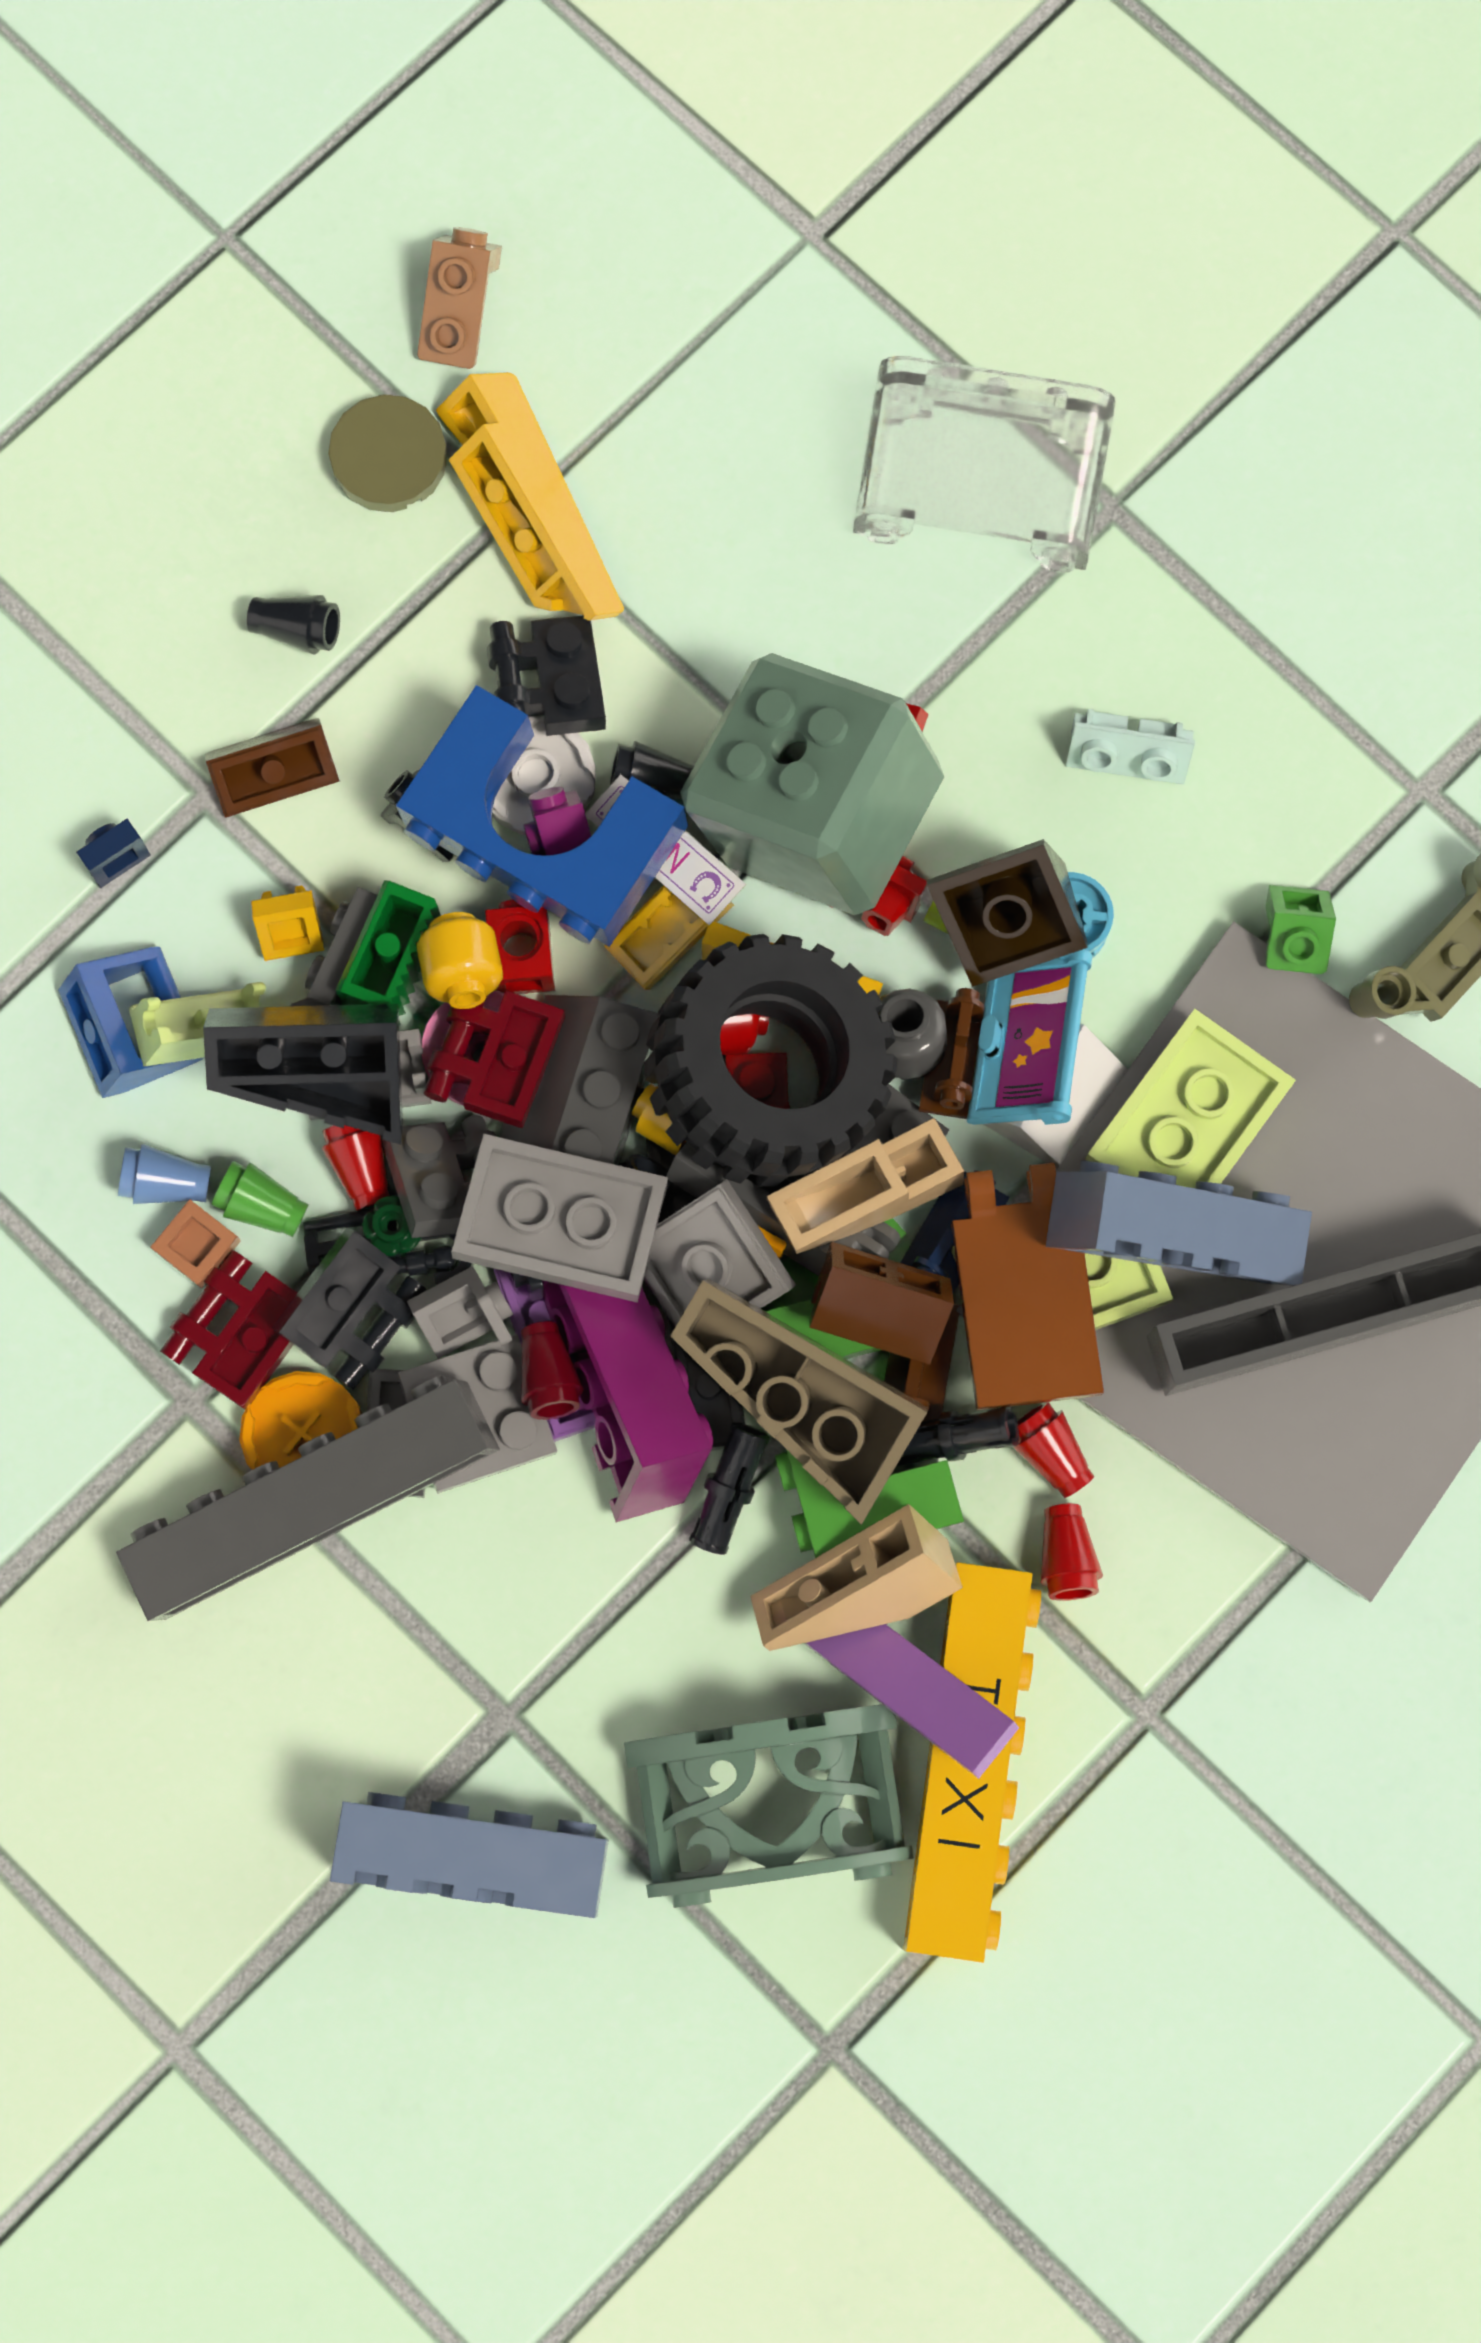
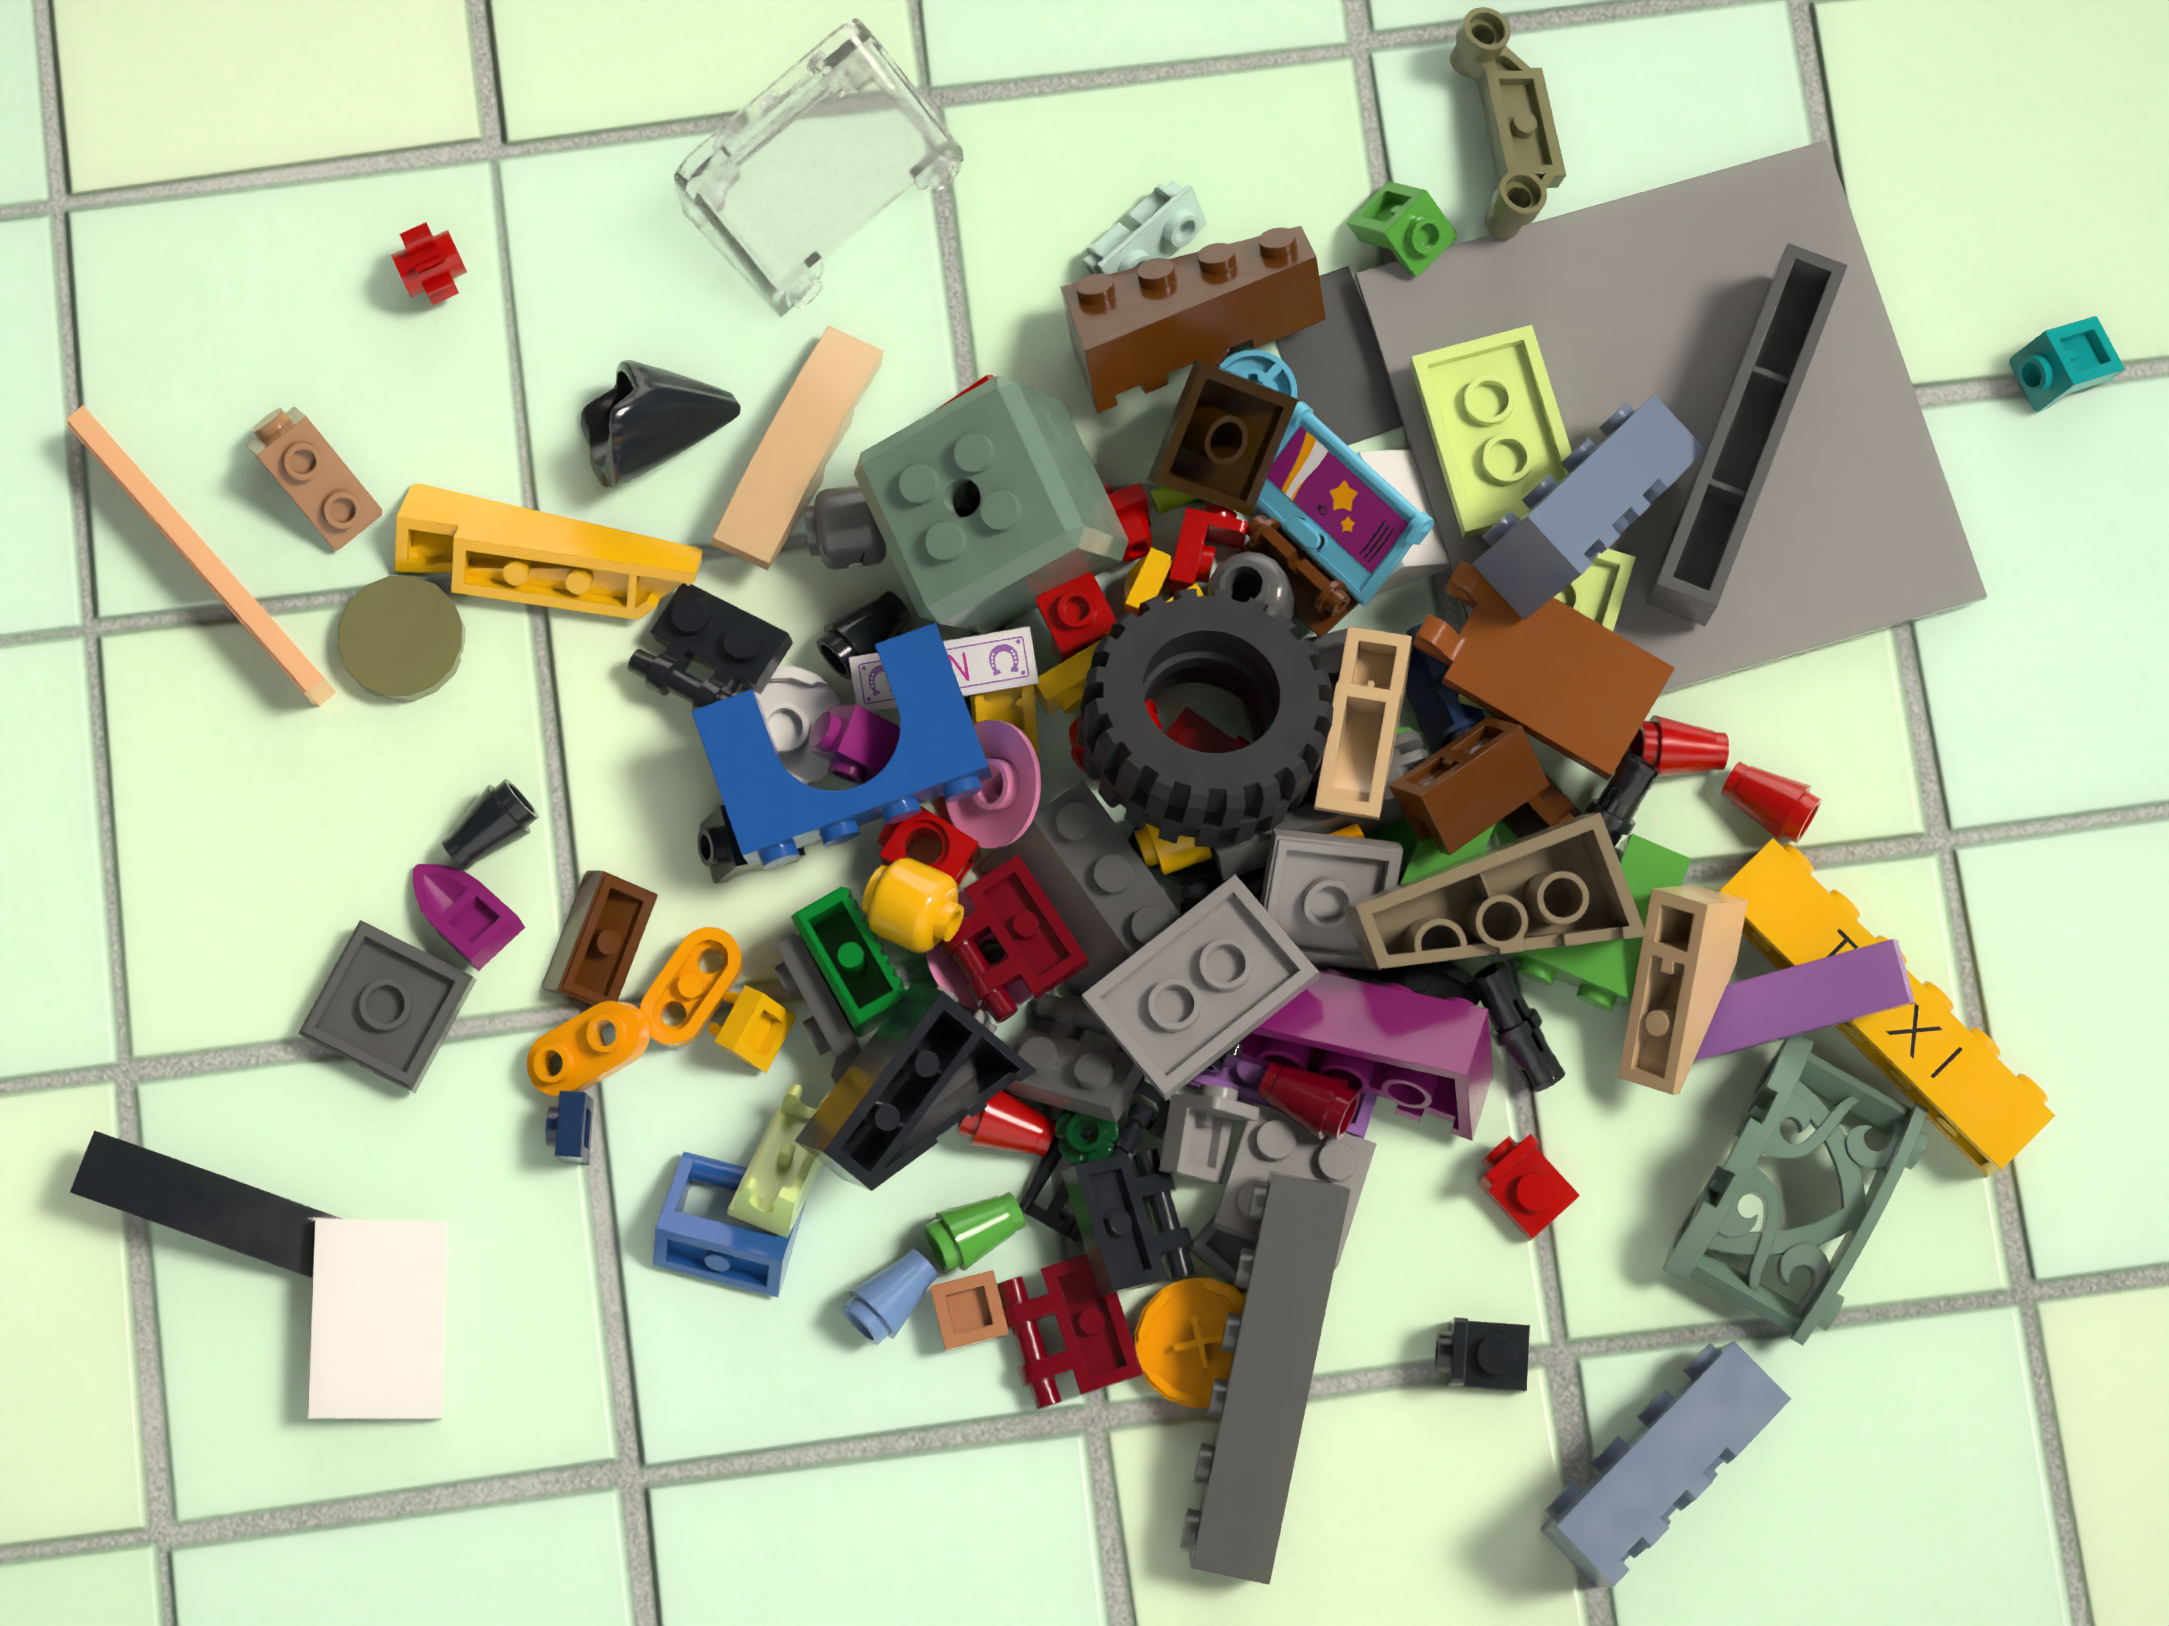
camera: 50 degrees left, 0 degrees up
(103, 654) = (387, 1006): none -> dark grey plate
(175, 815) = (583, 1049): none -> light orange plate
(215, 654) = (464, 912): none -> magenta plate
(287, 854) = (686, 985): none -> light orange plate
(333, 267) = (200, 557): none -> light nougat tile
(455, 1656) = (1484, 1355): none -> black bracket
(595, 970) = (1009, 798): none -> bright pink dish
(614, 1590) = (1525, 1185): none -> red bracket
(682, 251) = (429, 263): none -> red gear
(693, 499) = (650, 420): none -> black hat
(709, 691) = (843, 529): none -> dark grey head
(755, 616) = (797, 448): none -> tan slope
(785, 909) = (1075, 615): none -> red bracket
(862, 948) = (1147, 579): none -> yellow tile
(912, 962) = (1193, 557): none -> red bracket
(1094, 816) = (1190, 307): none -> reddish brown wedge
(1153, 957) = (1341, 365): none -> dark grey sticker

